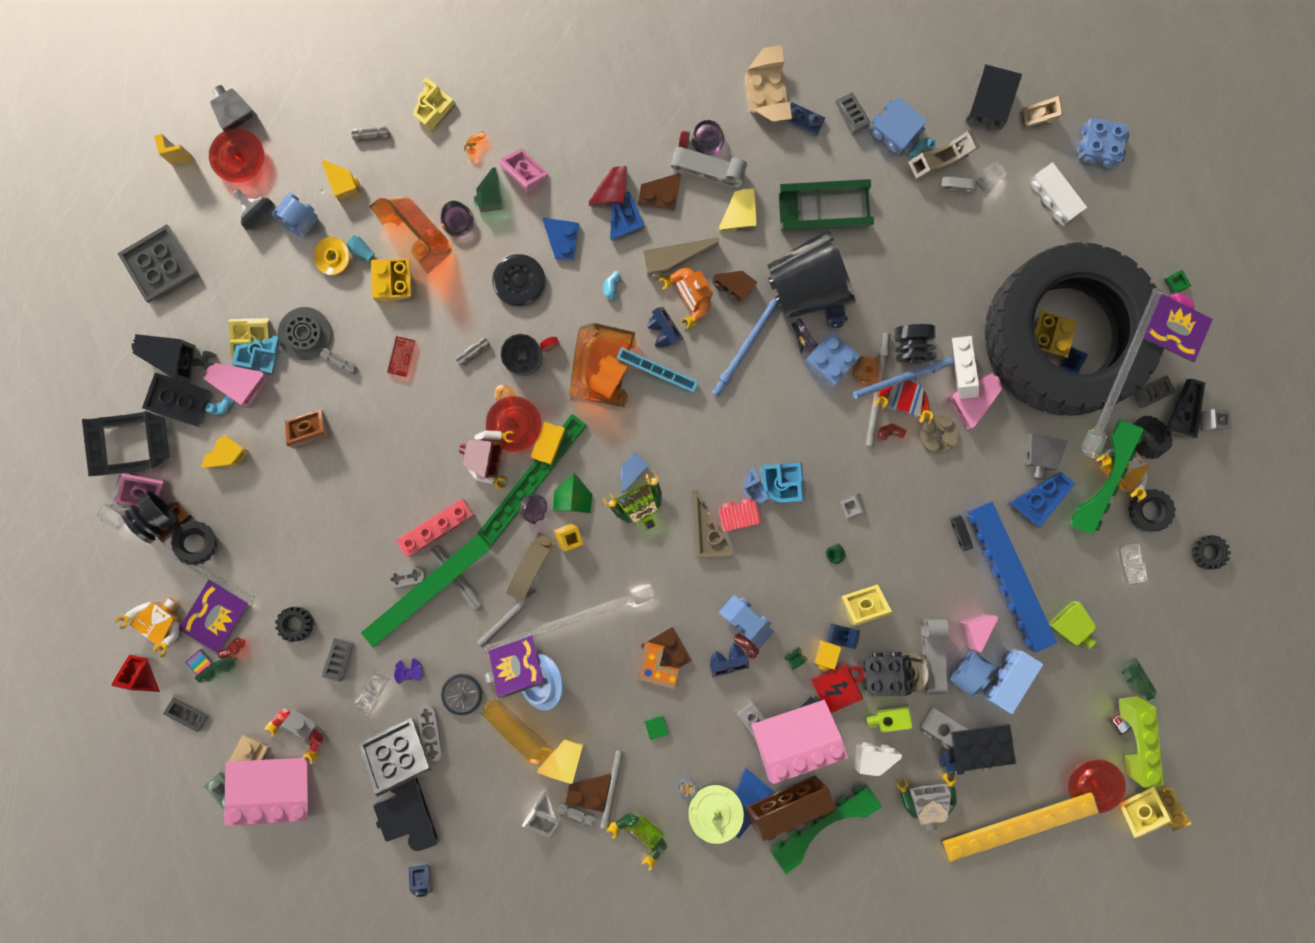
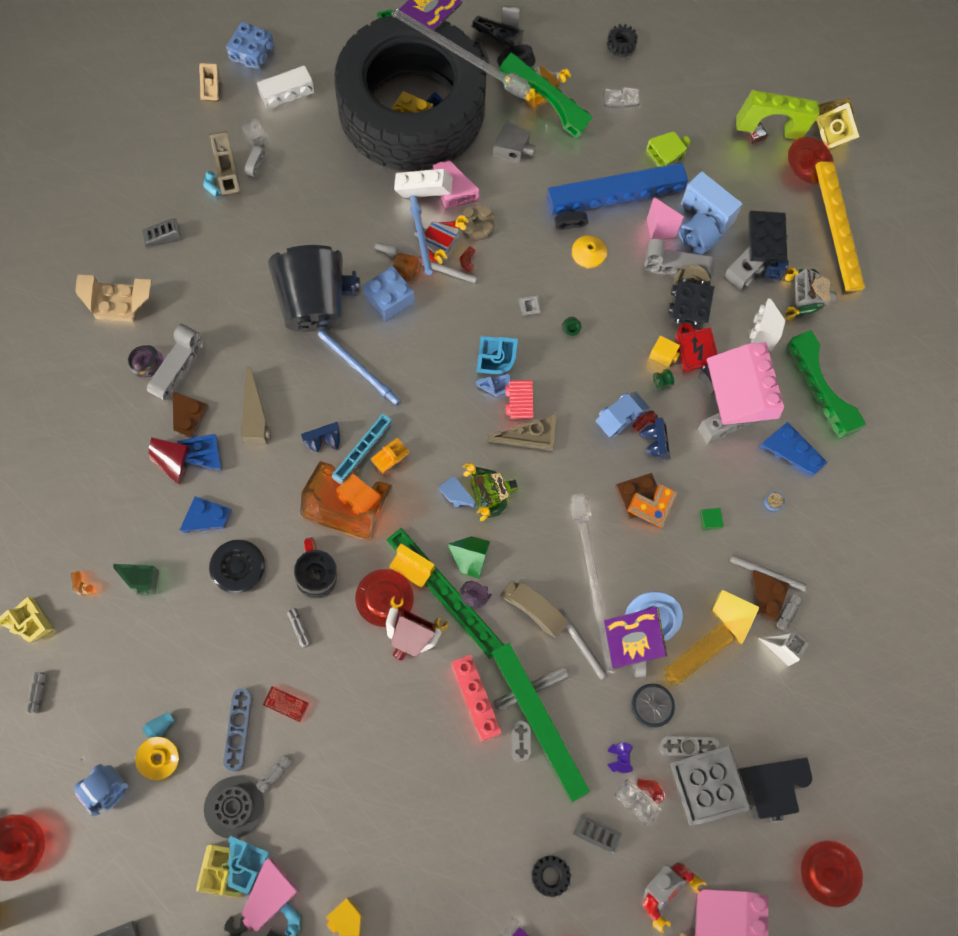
camera: 75 degrees left, 15 degrees down
(252, 208) = (79, 840): piece -> none
(306, 429) = (339, 822): dark orange slope -> none
(338, 877) = (831, 873): none -> clear red piece
(341, 180) = (77, 733): yellow slope -> none
(370, 319) = (234, 729): none -> sand blue beam
(386, 705) = (653, 789): none -> clear red arm
(391, 279) = (201, 695): yellow slope -> none
(420, 880) = (841, 785): dark blue bracket -> none
(432, 244) = (127, 673): clear orange windscreen -> none
(456, 218) = (155, 618): clear purple piece -> none
(498, 391) = (346, 607): clear orange piece -> none
(523, 170) = (125, 541): bright pink slope -> none
(568, 537) = (511, 563): yellow brick -> none
(609, 285) = (266, 479): medium azure arm -> none
(644, 833) = (815, 546): torso -> none
(655, 398) = (390, 455): none -> light orange hips
(684, 139) = (140, 381): dark red tile -> none
(693, 290) = (291, 399): orange torso -> none
(716, 814) = (803, 476): yellowish green piece -> none
(735, 283) = (296, 362): reddish brown slope -> none
(740, 212) = (226, 345): light yellow slope -> none
(790, 808) = (806, 406): reddish brown brick -> none
(803, 335) = (360, 312): piece -> none
(805, 119) = (157, 272): dark blue tile -> none
(825, 204) = (241, 273): piece -> none
(843, 636) = (649, 333): dark blue bracket -> none
(866, 605) = (624, 310): light yellow slope -> none
(898, 125) = (185, 196): medium blue brick -> none
(900, 719) = (732, 305): lime torso -> none
(915, 343) = (391, 219): black wheel -> none
(922, 555) = (589, 257): none -> yellow dish
(993, 97) = (183, 116): black slope -> none
(1043, 499) = (553, 152): blue wing -> none
(1144, 685) = (716, 112): clear green plate -> none
(1165, 518) = (584, 64): black tyre -> none

